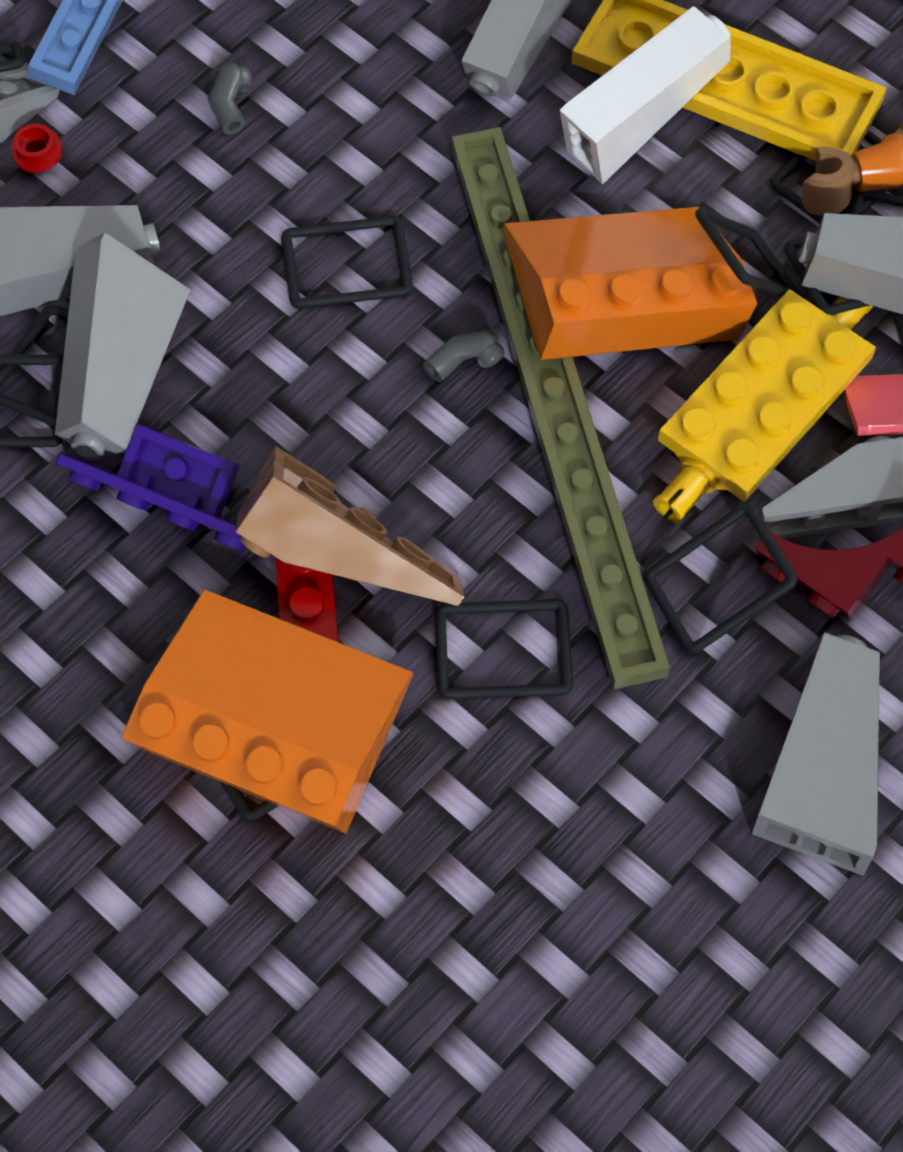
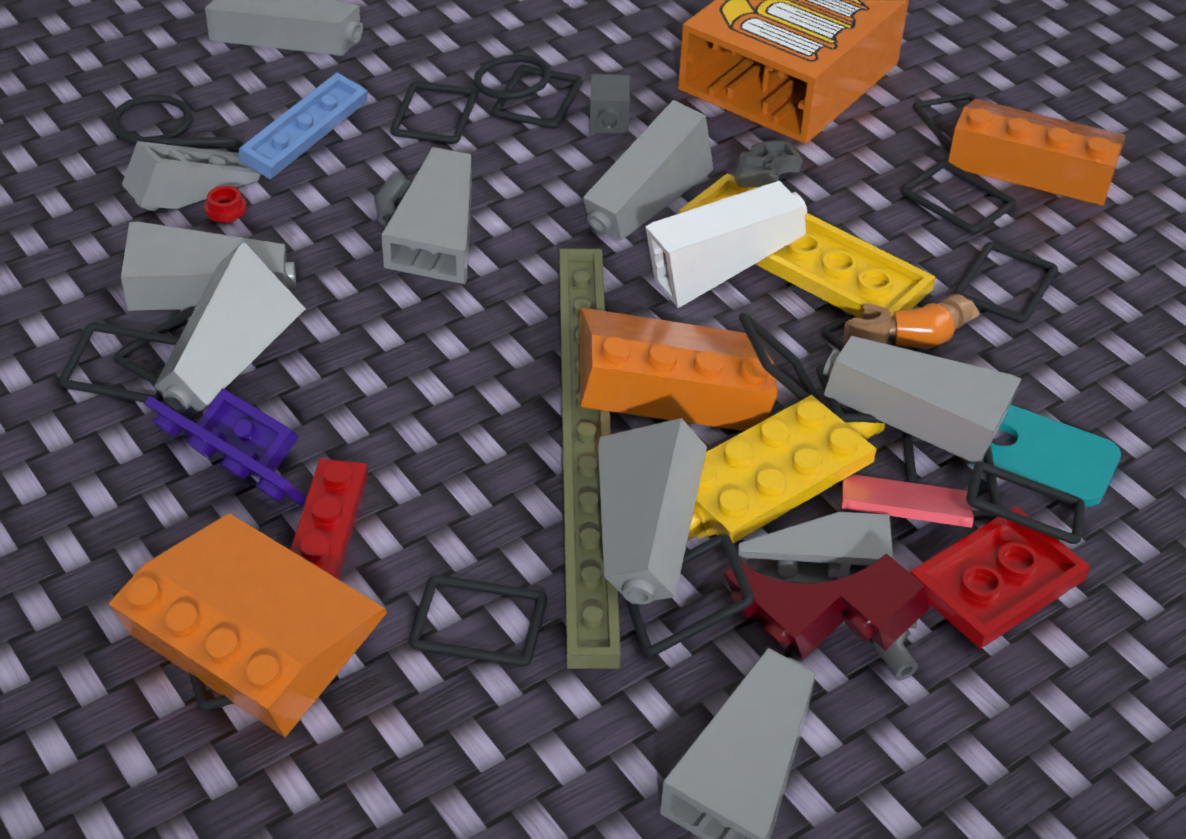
camera: 10 degrees right, 20 degrees down
(293, 125) = (433, 220): none -> light grey slope
(306, 525) = (334, 475): medium nougat wedge -> none
(350, 297) = (445, 346): black piece -> none
(463, 347) = (515, 394): dark grey arm -> none
(654, 483) = (648, 506): none -> light grey slope

